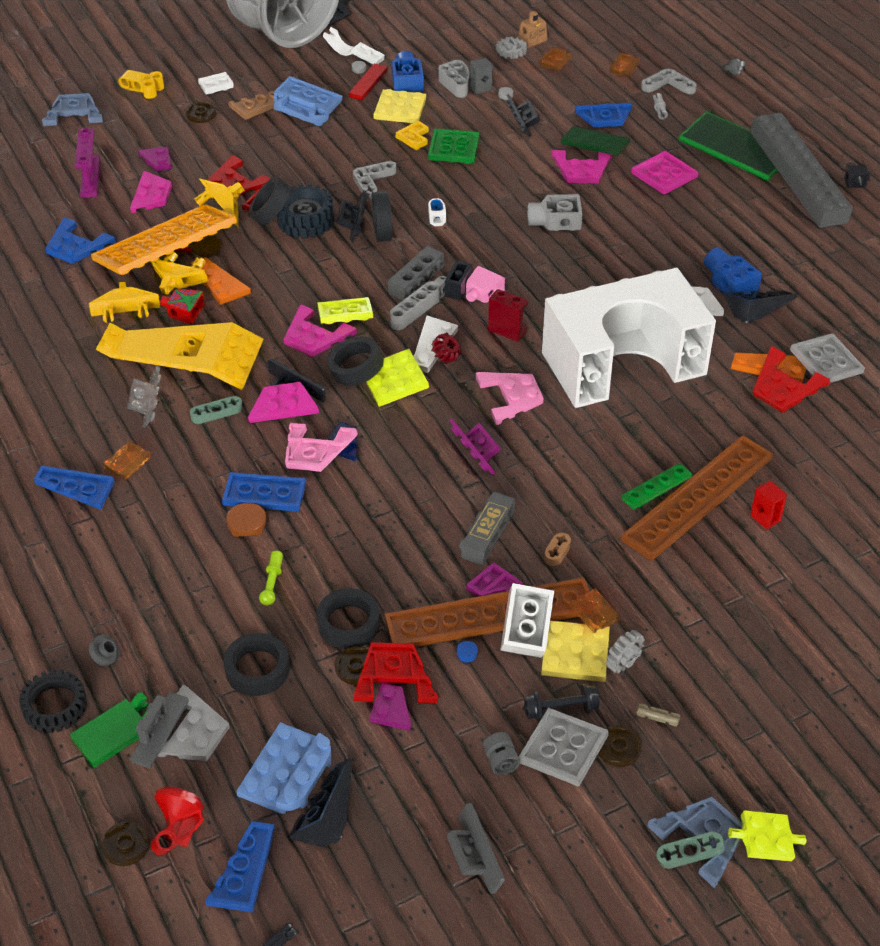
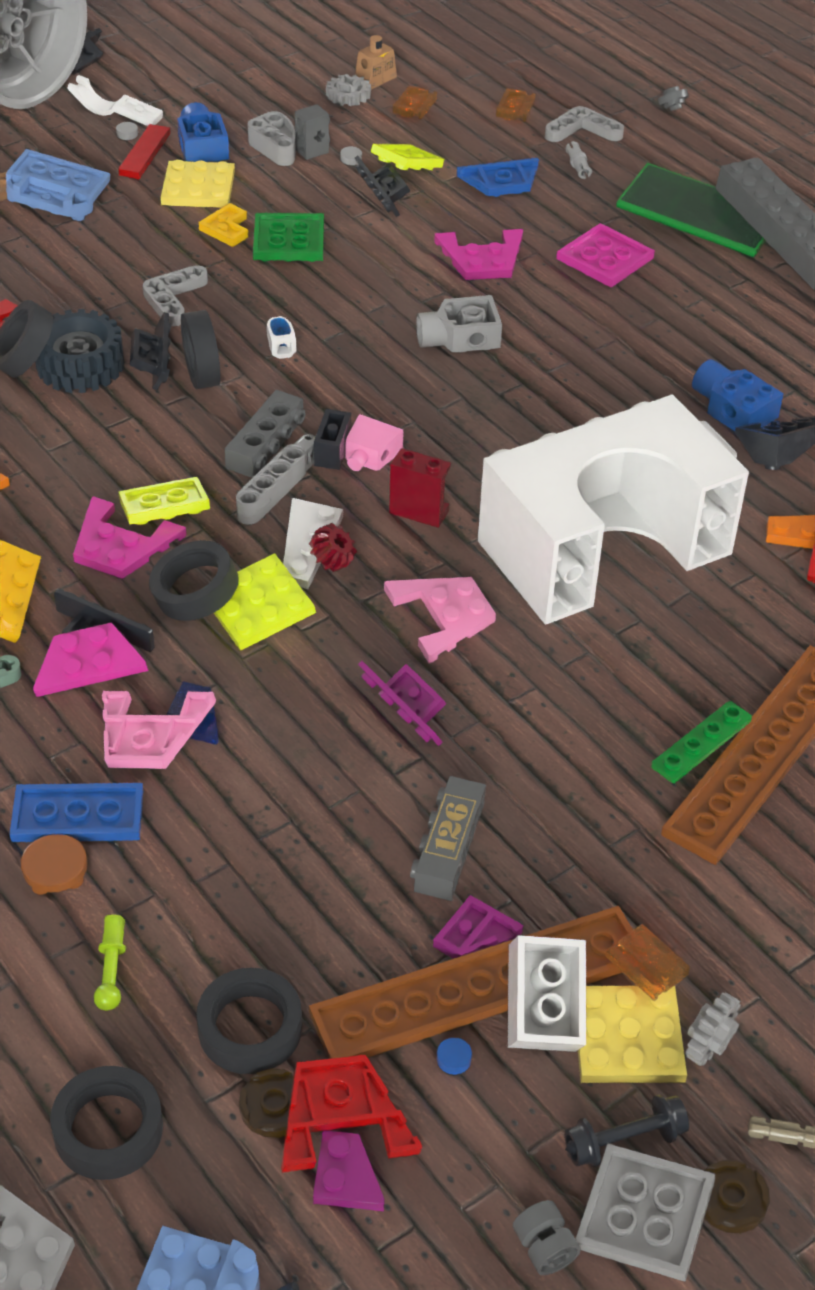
camera: 10 degrees left, 0 degrees up
(542, 96) = (407, 156): none -> neon yellow plate
(561, 550) = (559, 859): medium nougat beam -> none
(595, 141) = (495, 216): dark green tile -> none

